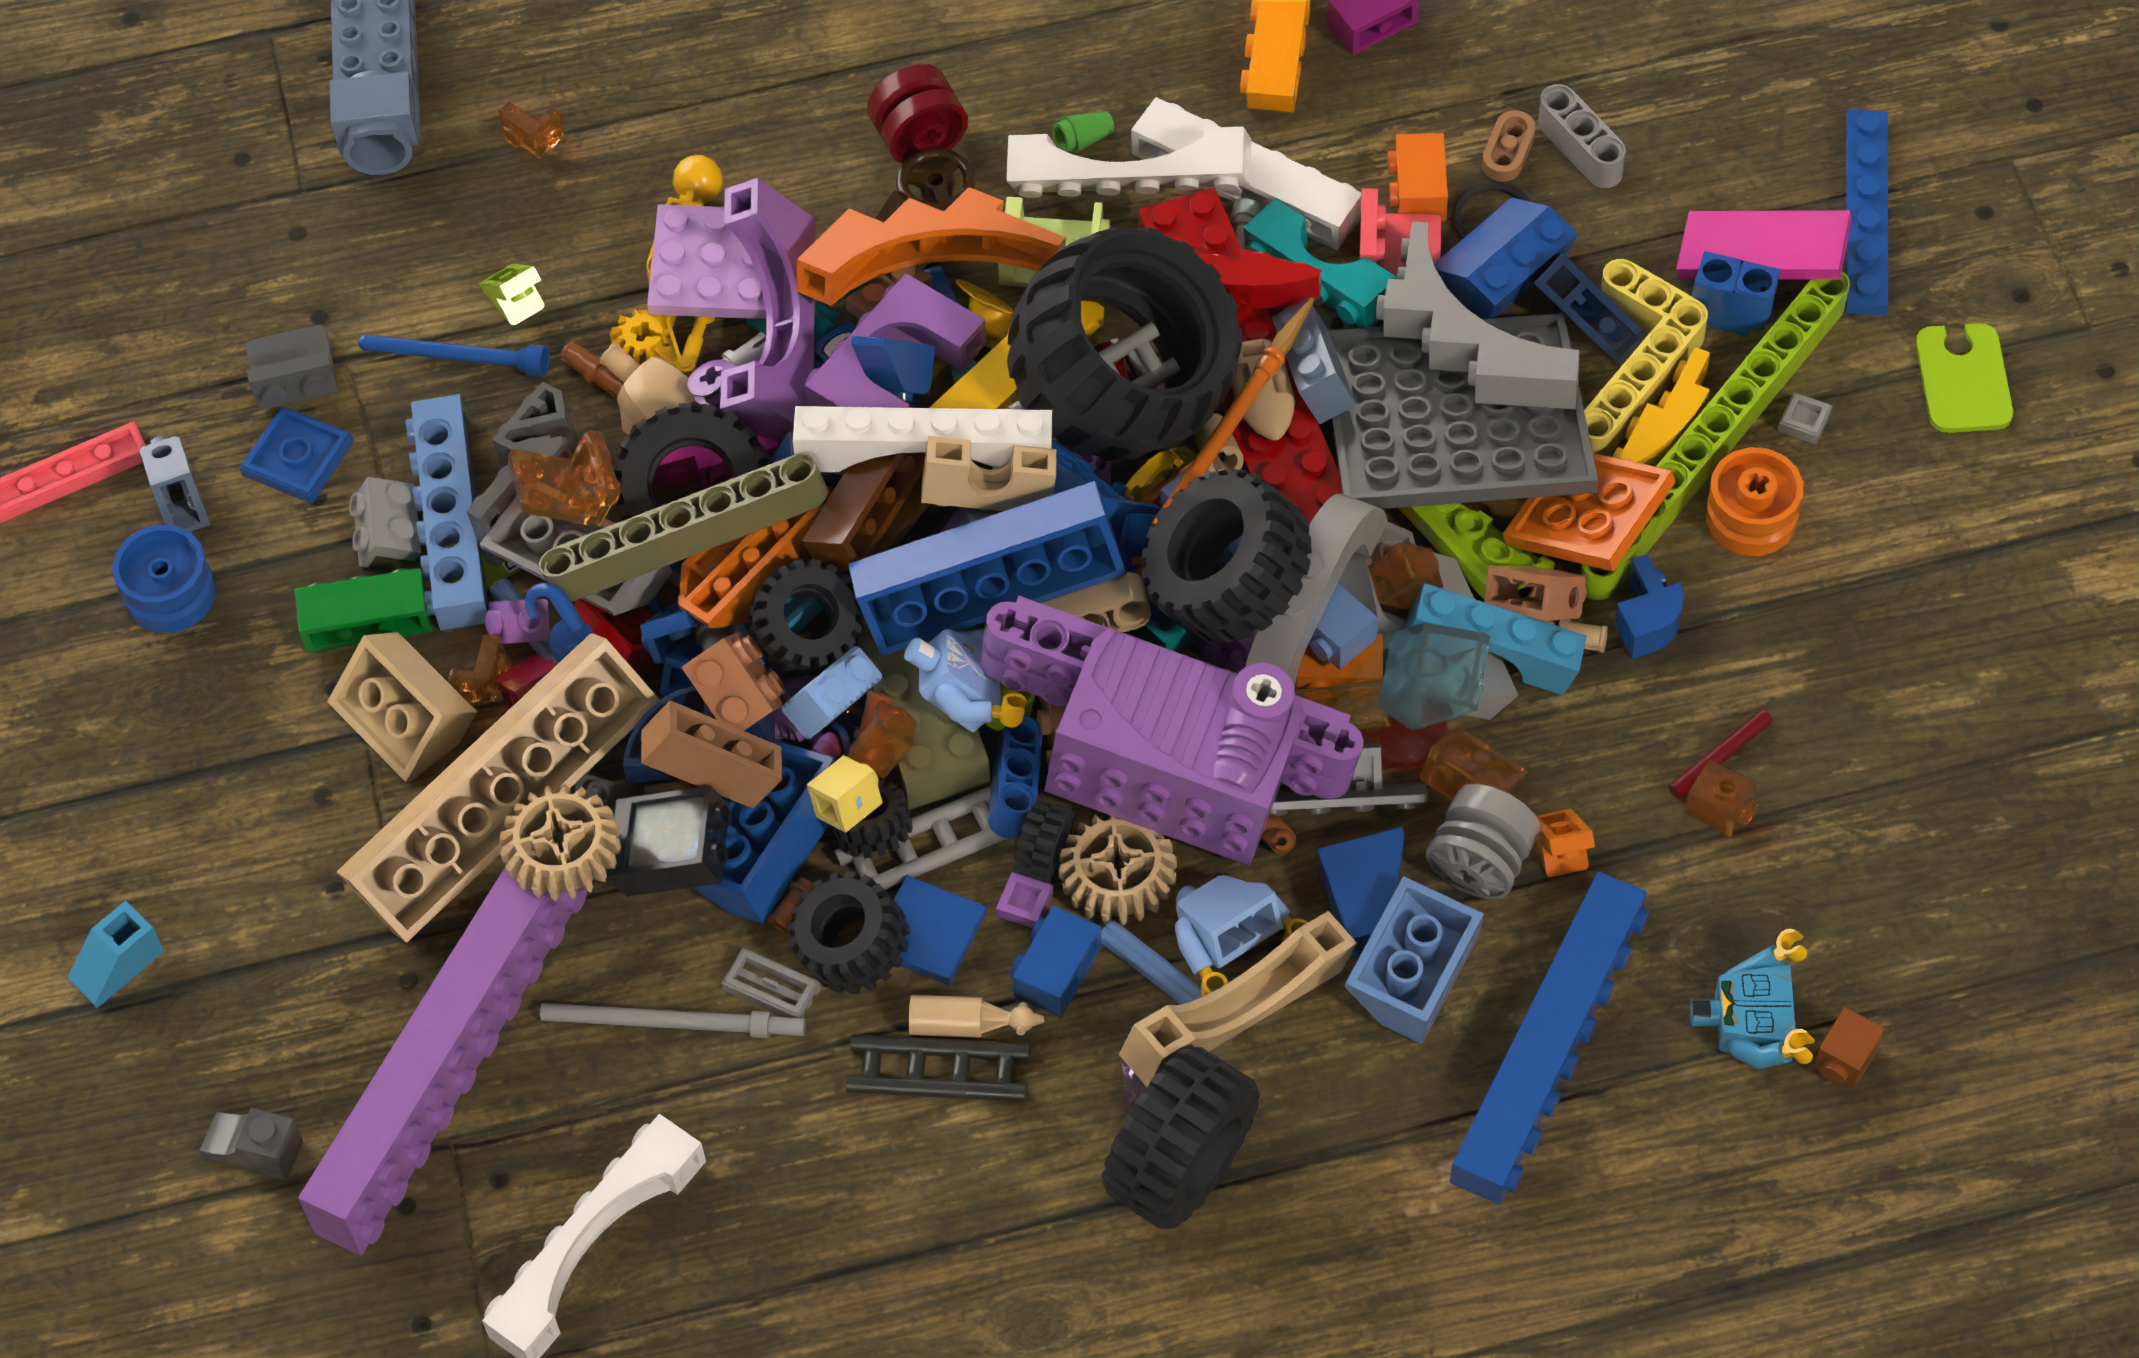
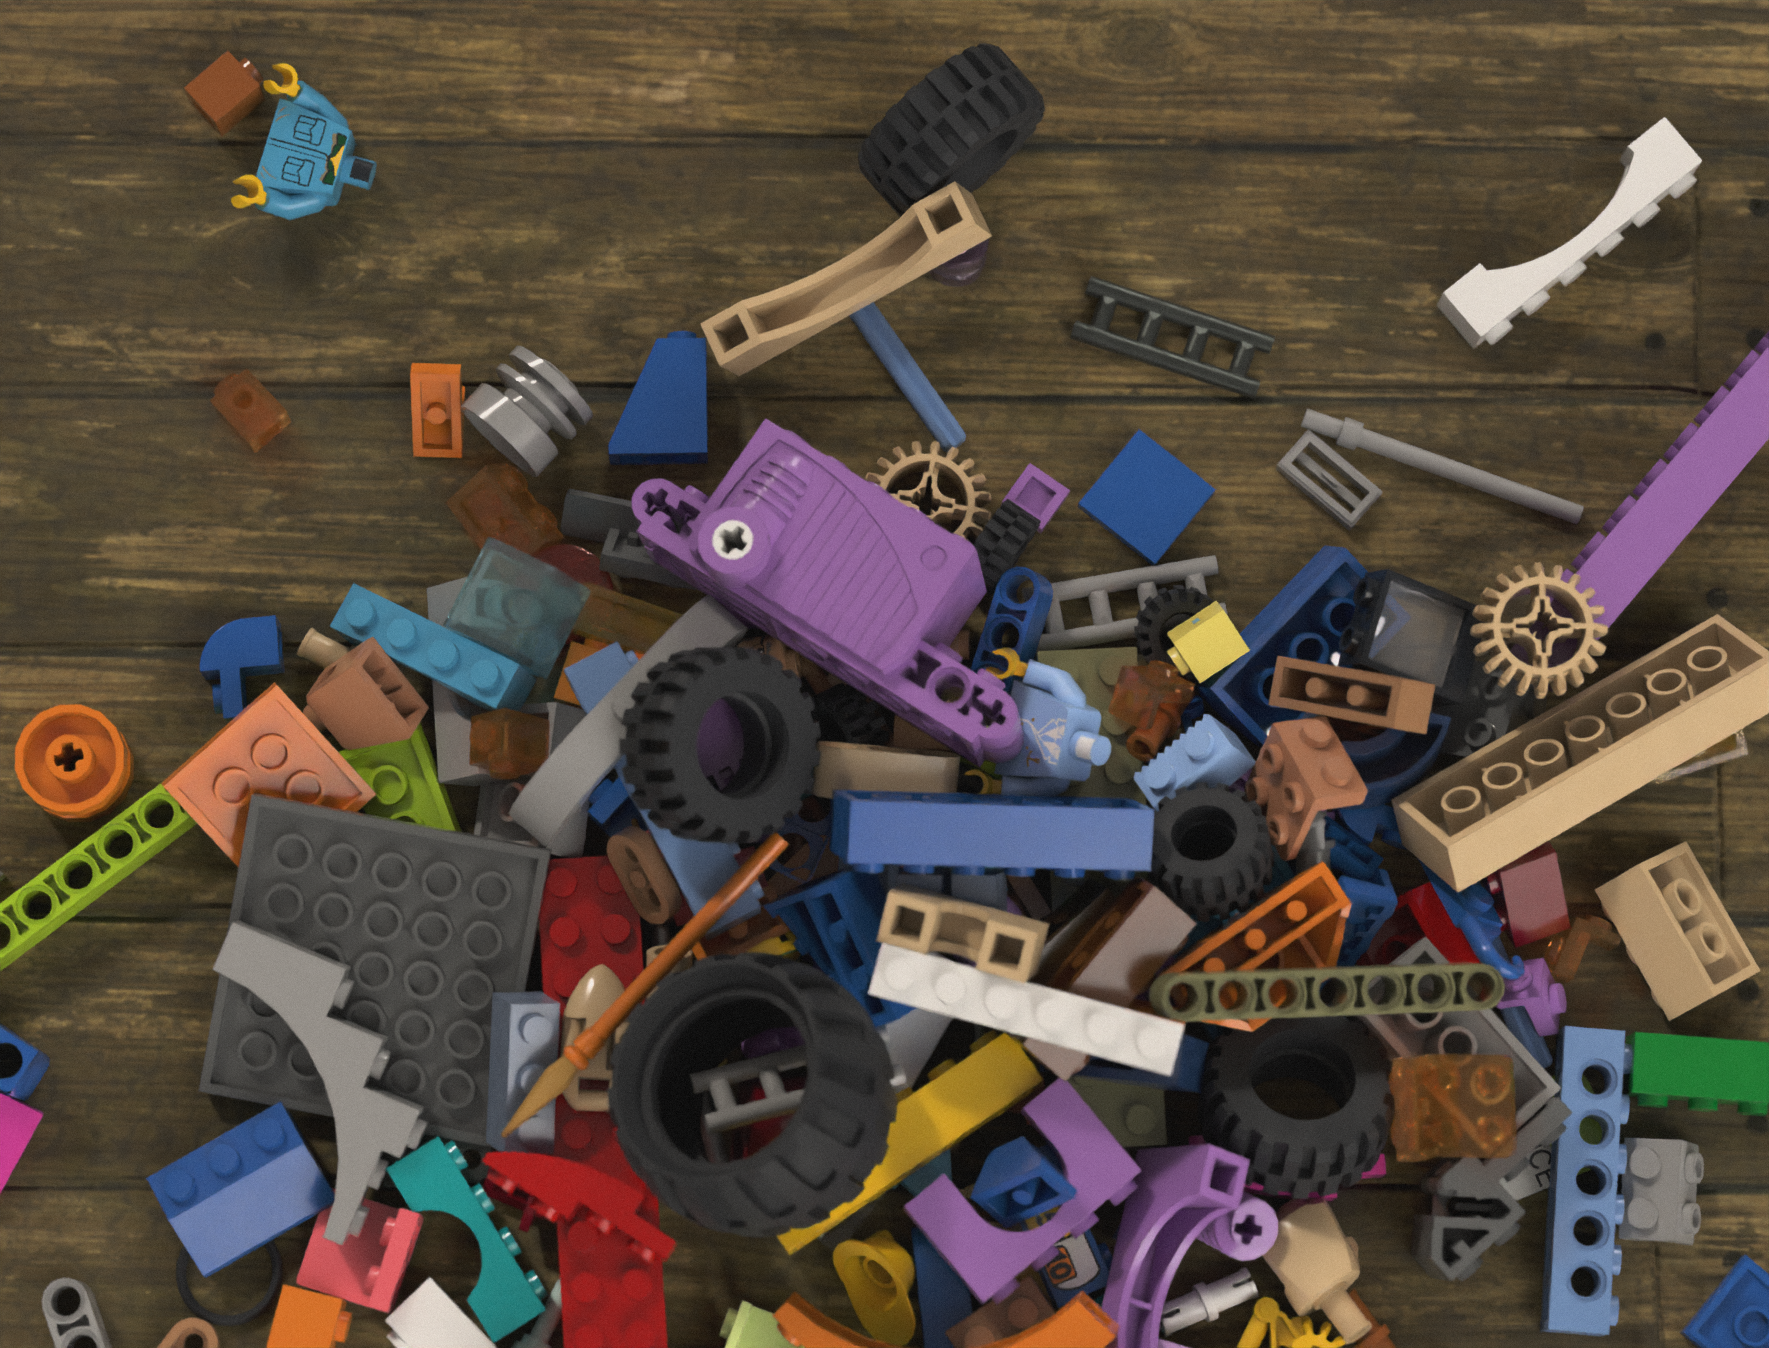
camera: 175 degrees left, 20 degrees up
(782, 913) = (1284, 561): dark orange pin -> none
(832, 907) = (1268, 476): black tyre -> none
(965, 1016) = (1129, 378): tan wheel -> none
(1056, 960) = (1020, 415): blue brick -> none
(1225, 922) = (831, 397): light blue torso -> none
(1414, 958) = (641, 296): medium blue slope -> none
(1548, 1039) = (525, 190): blue brick -> none
(1590, 309) = (167, 1085): dark blue slope -> none
(1662, 426) = (149, 889): yellow slope -> none
(1667, 333) = (125, 999): light yellow beam -> none
(1722, 751) = (227, 475): dark red bar -> none

